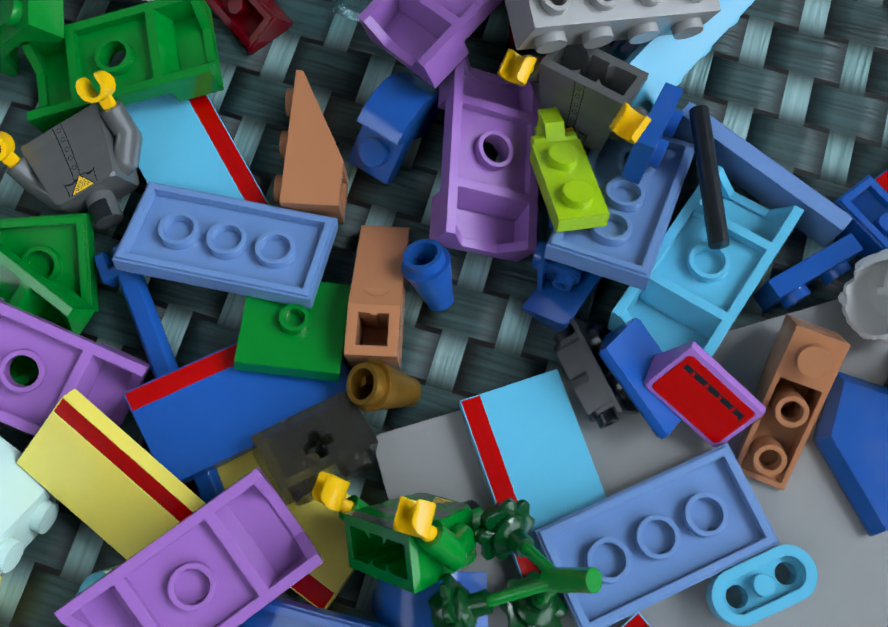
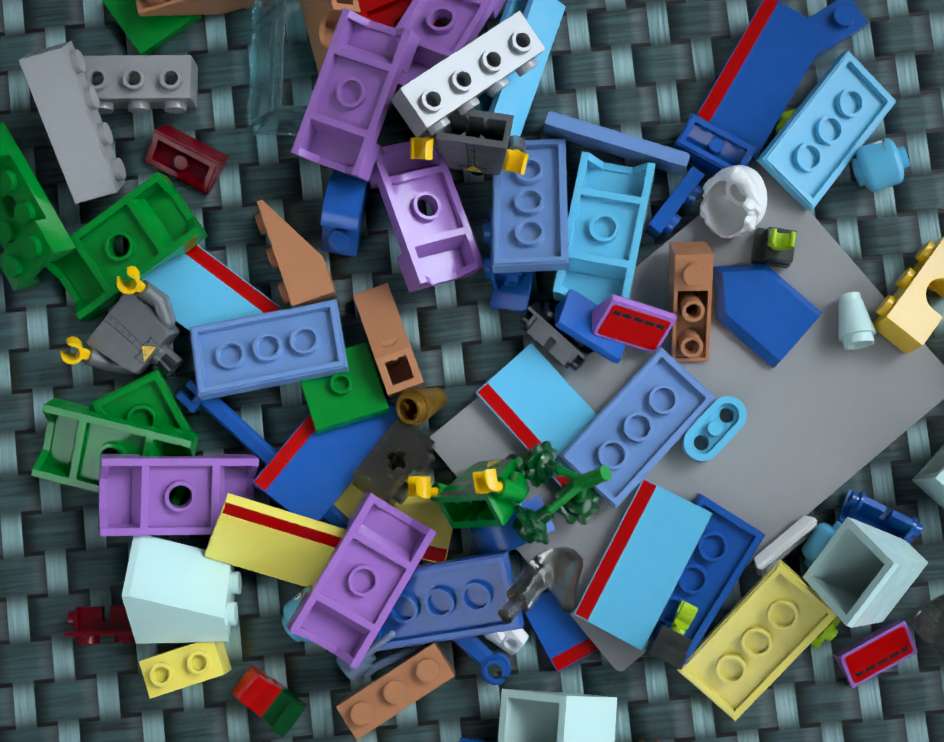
camera: 25 degrees left, 10 degrees up
(429, 272) = (417, 311): blue cone -> none
(565, 176) = (483, 208): lime hinge -> none
(651, 146) = (534, 136): blue plate -> none
(709, 177) = (581, 166): black bar -> none

